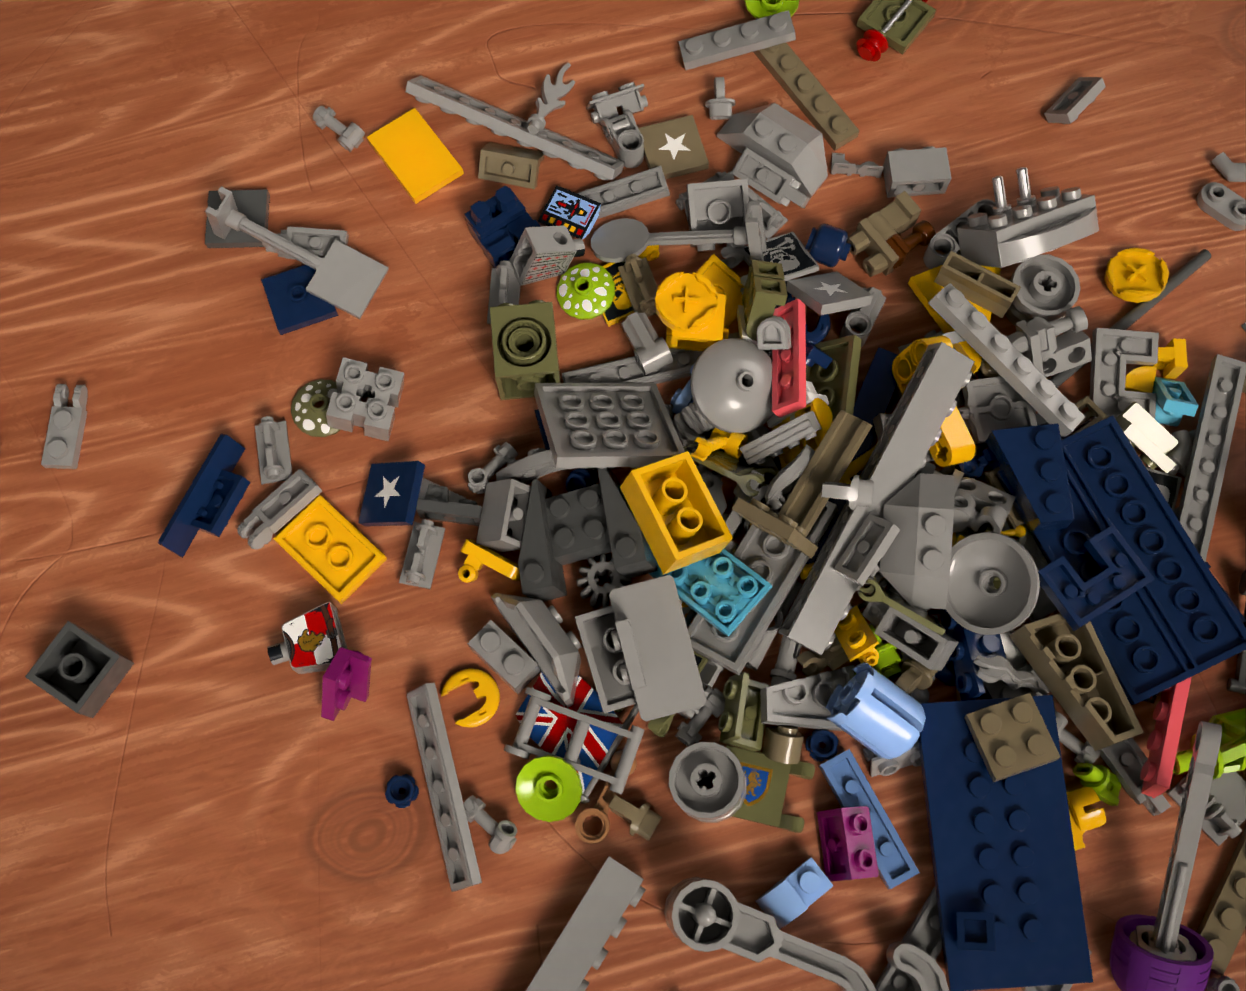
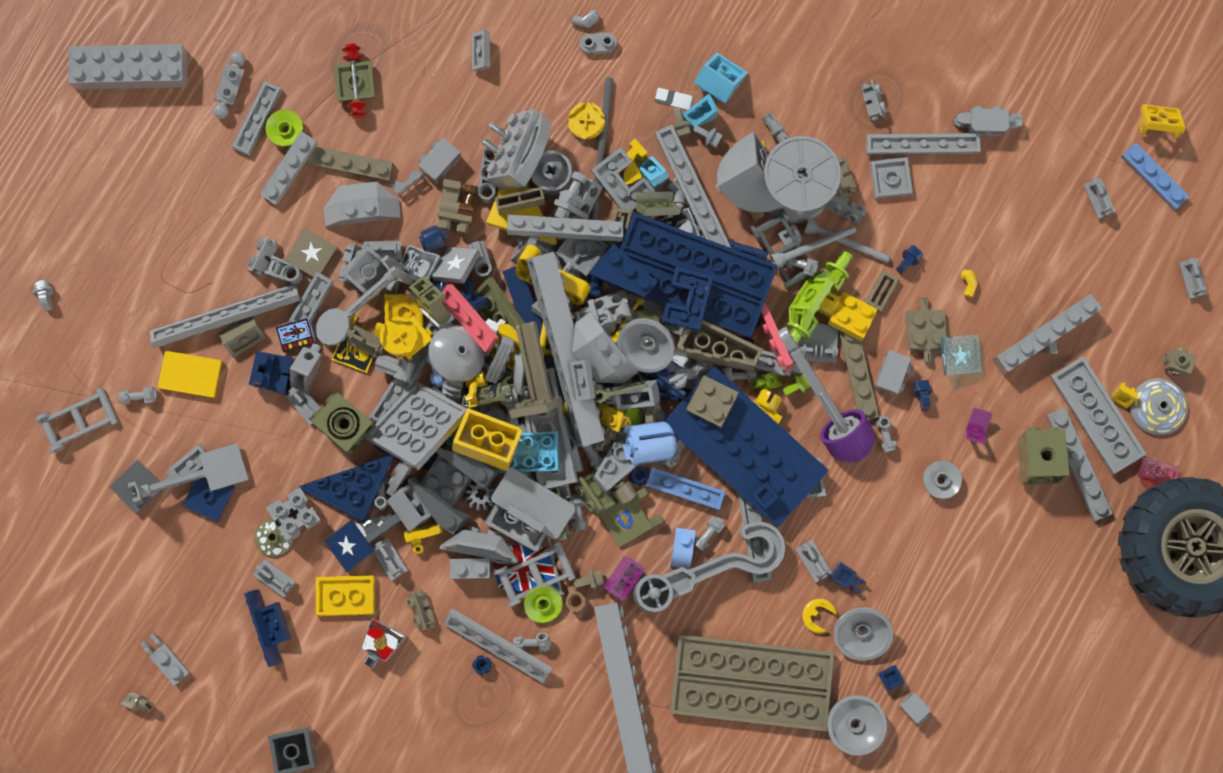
camera: 45 degrees left, 10 degrees up
(223, 66) = (59, 445): none -> light grey piece
(278, 509) = (304, 600): light grey hinge -> none
(345, 679) = (414, 642): magenta bracket -> none
(401, 638) = (416, 603): none -> dark tan hinge
(464, 434) = (352, 489): none -> dark blue tile
(487, 688) = (475, 588): yellow head -> none
(551, 96) = (225, 282): light grey piece -> none
(594, 299) = (349, 363): lime dish -> none
(682, 856) = (624, 578): none -> magenta hinge
(693, 768) = (595, 540): light grey wheel -> none
(720, 107) = (313, 211): light grey piece -> none
(769, 179) = (374, 229): light grey hinge -> none
(774, 334) = (452, 315): light grey tile -> none
(847, 843) = (686, 507): magenta bracket -> none
(857, 493) = (556, 359): light grey piece -> none
(865, 904) = (715, 525): none -> light grey bar
(1149, 827) = (801, 383): none -> lime piece

